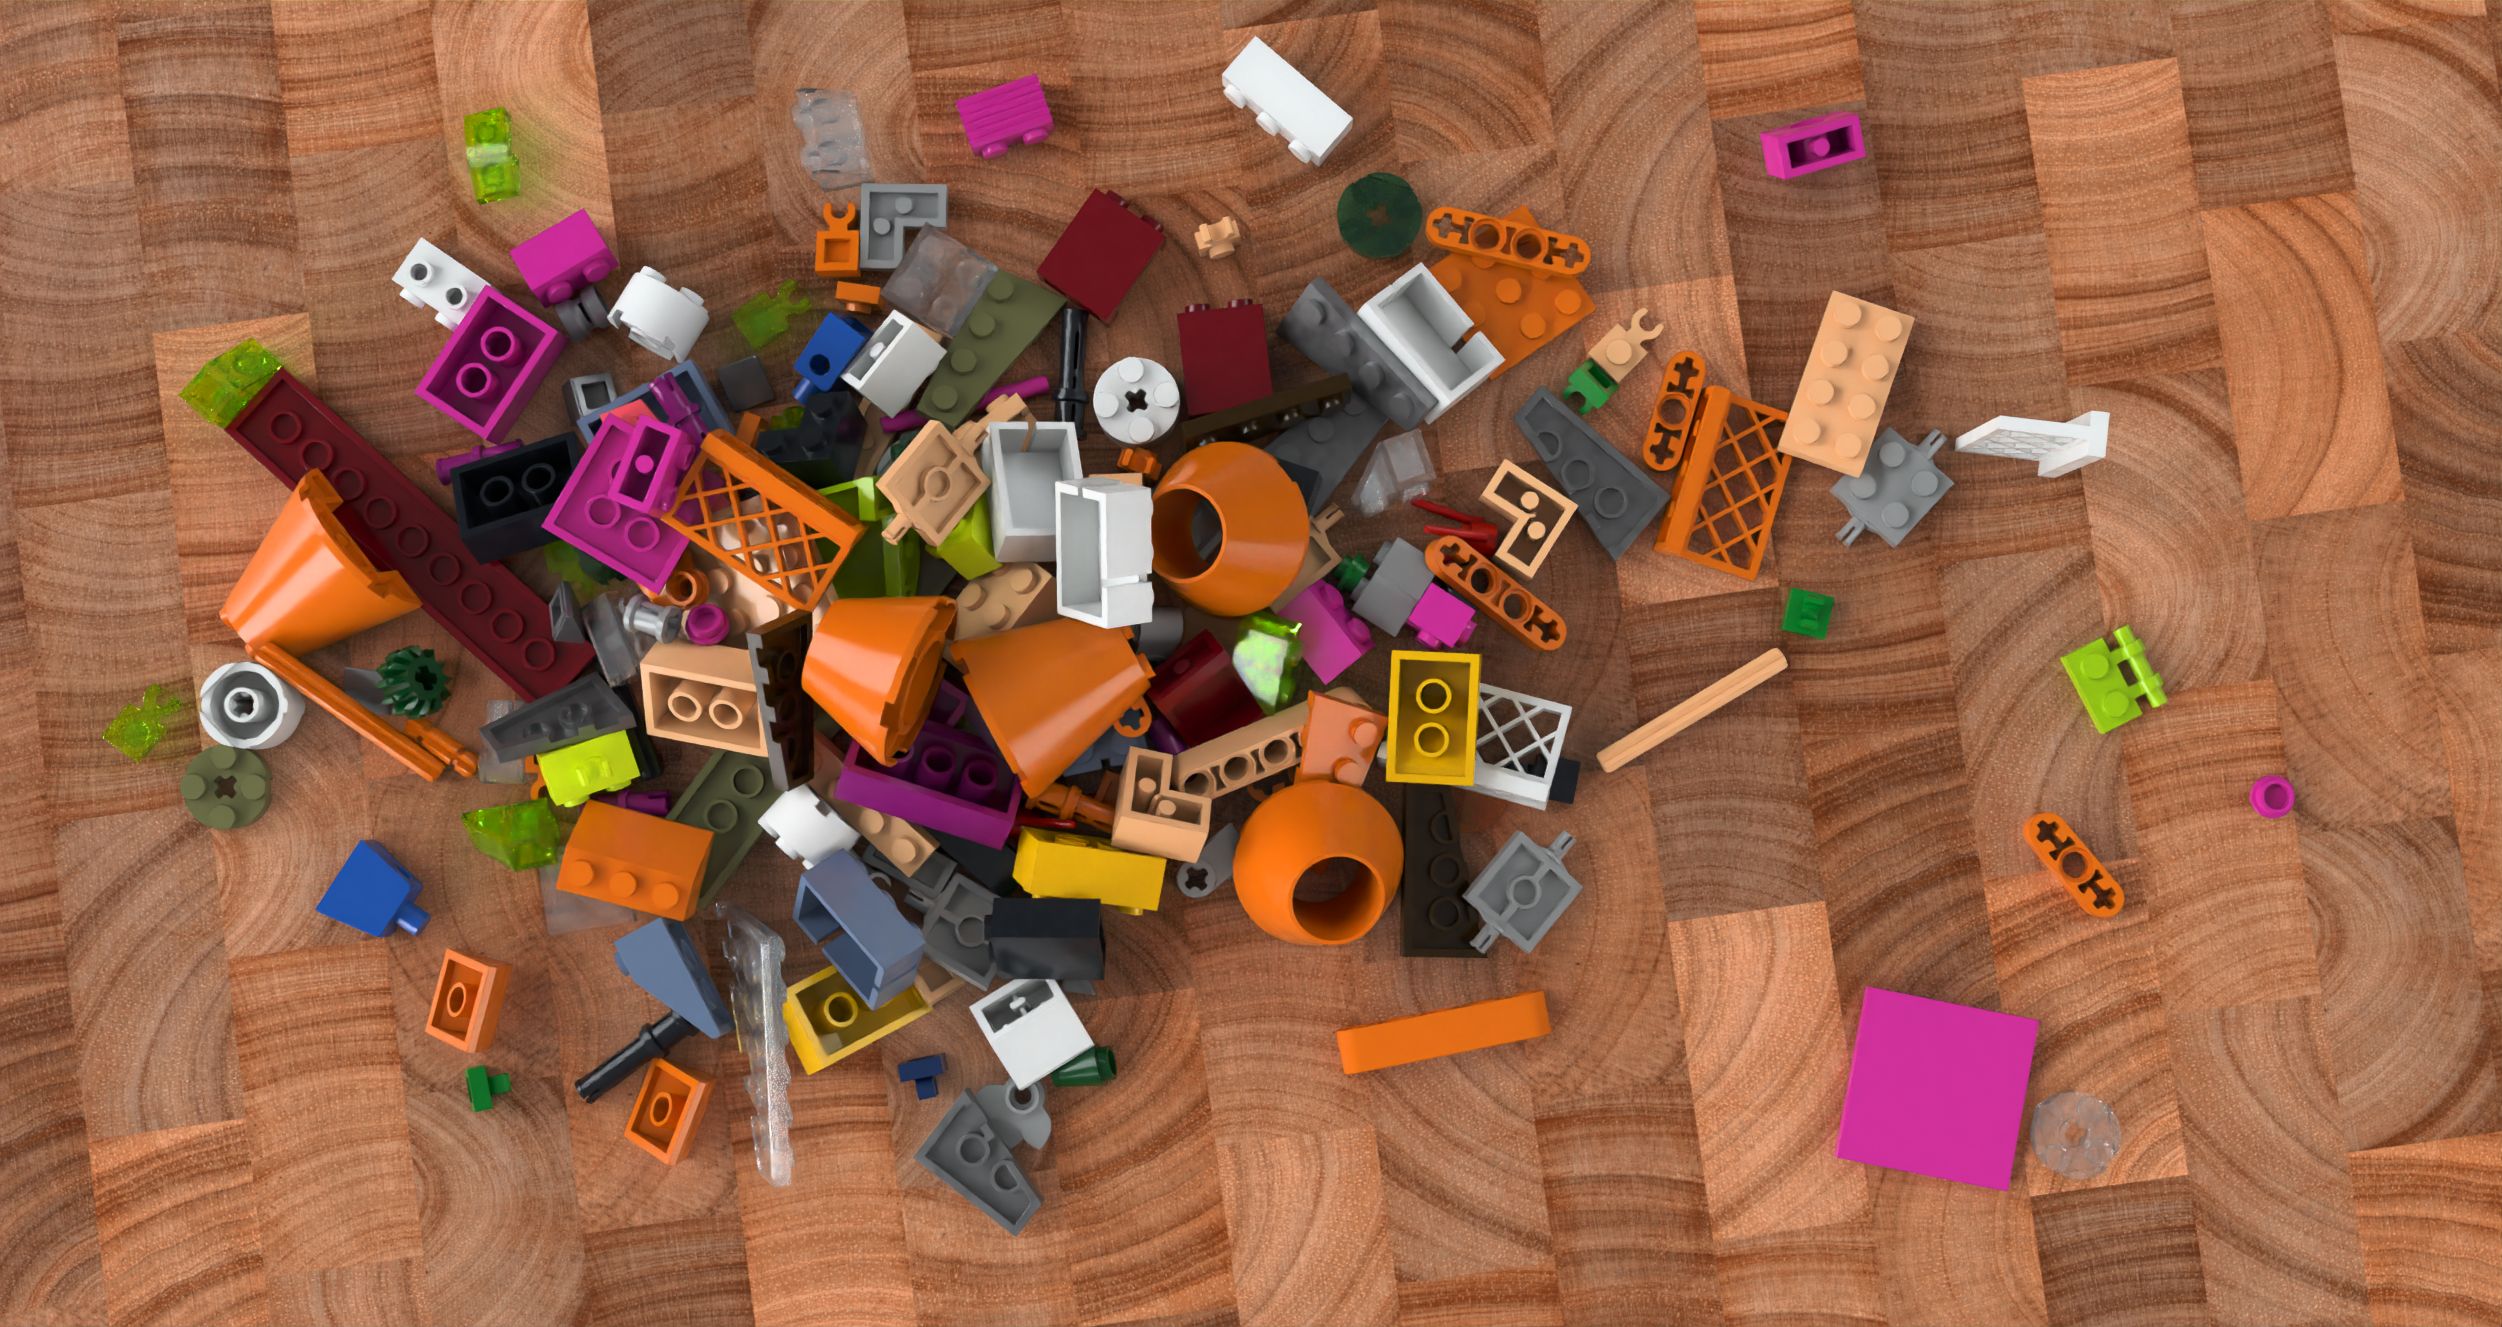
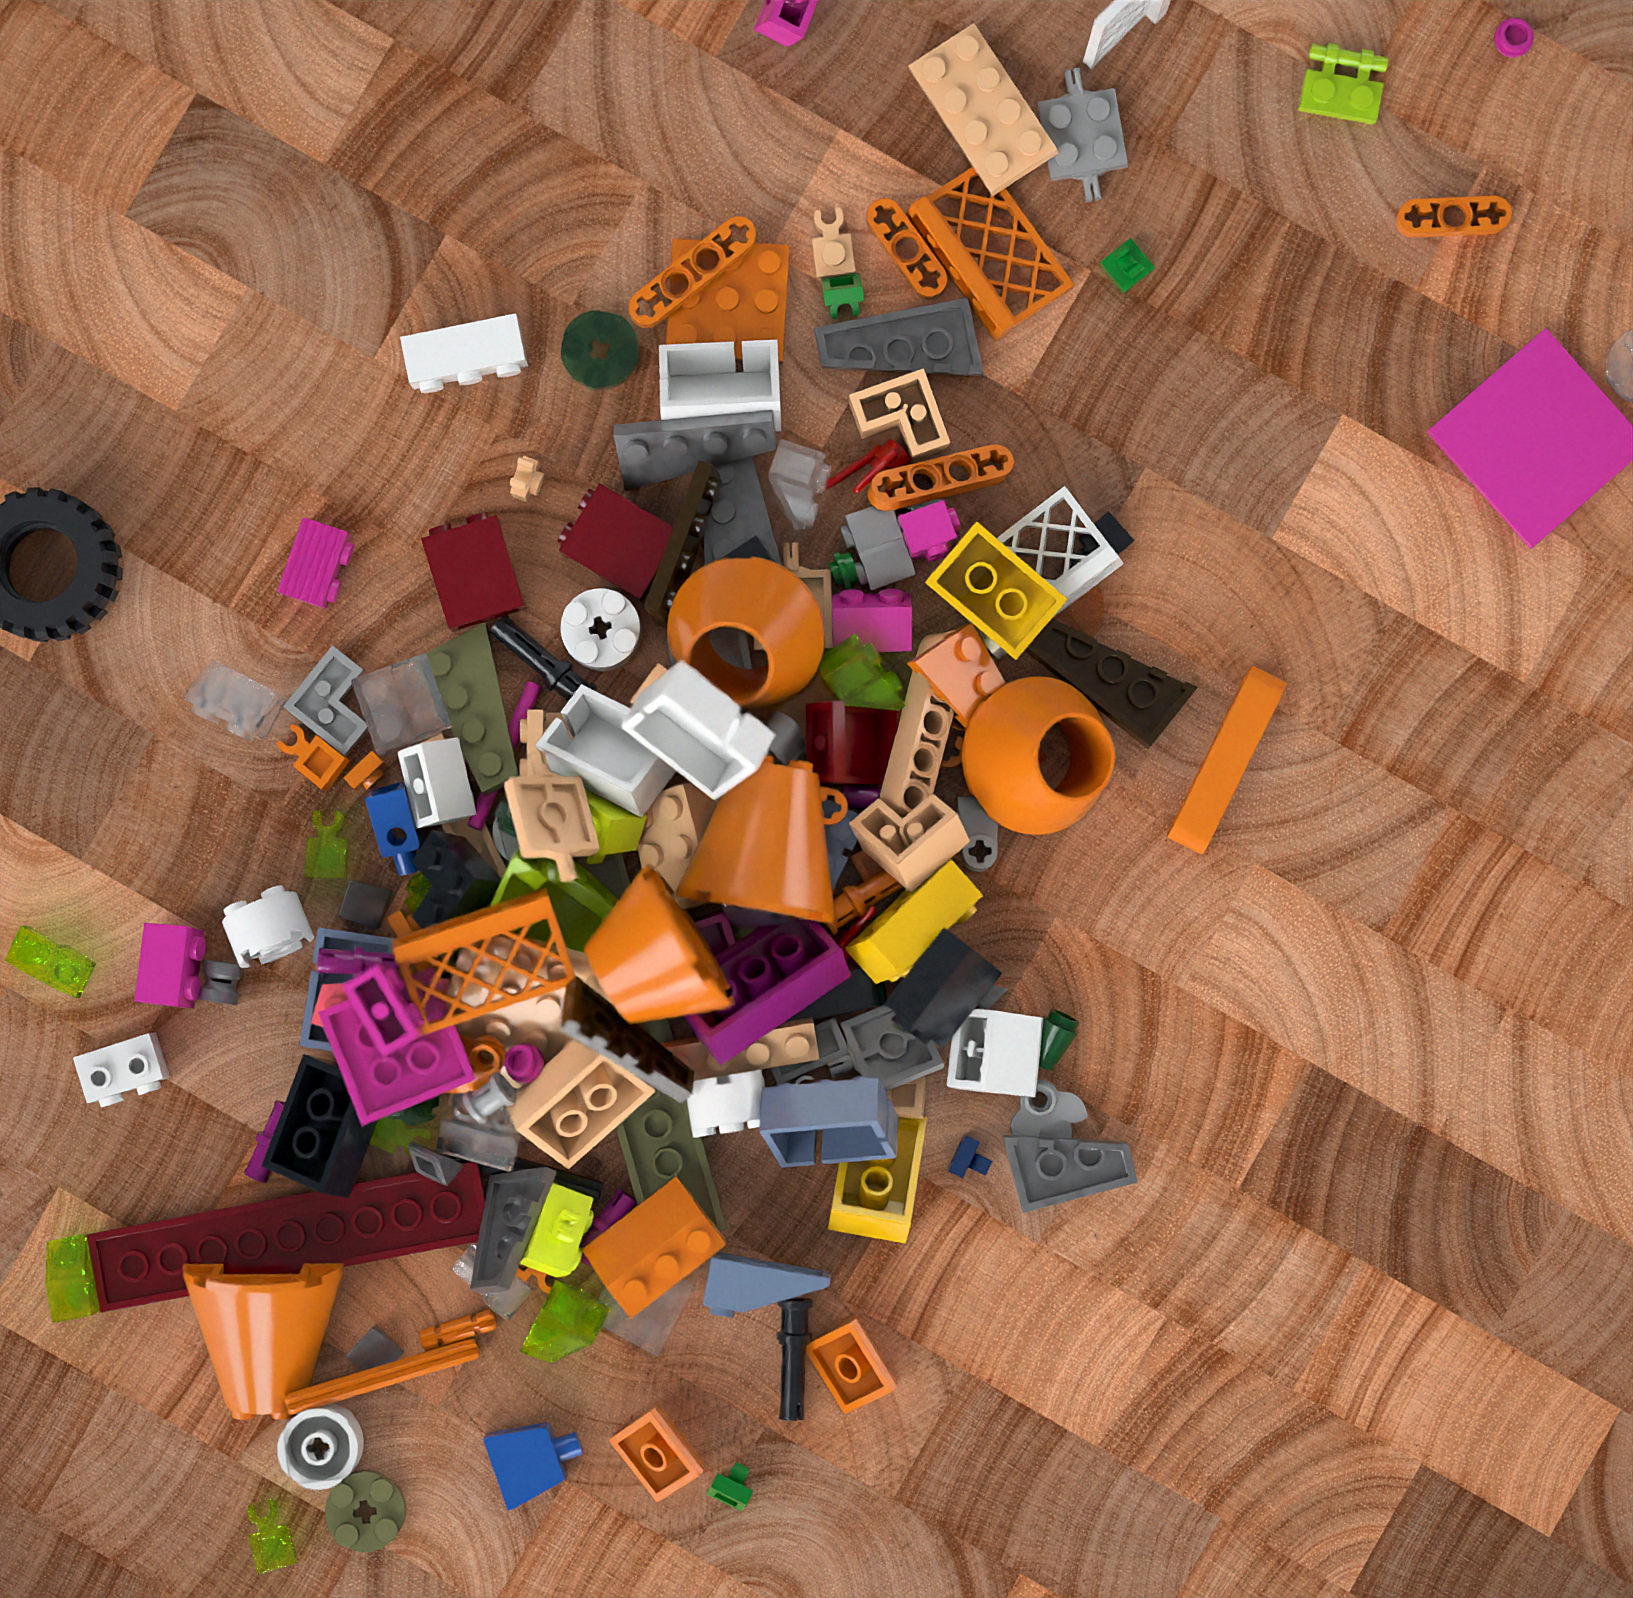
camera: 55 degrees left, 0 degrees up
(413, 682) = (396, 1313): dark green gear -> none
(492, 365) = (207, 1078): dark pink brick -> none
(587, 394) = (283, 1027): flat silver slope -> none
(761, 1031) = (848, 1251): clear wing -> none
(1142, 462) = (646, 659): orange plate -> none
(1522, 891) = (1169, 624): light grey plate -> none
(1692, 710) = (1132, 402): light nougat axle -> none

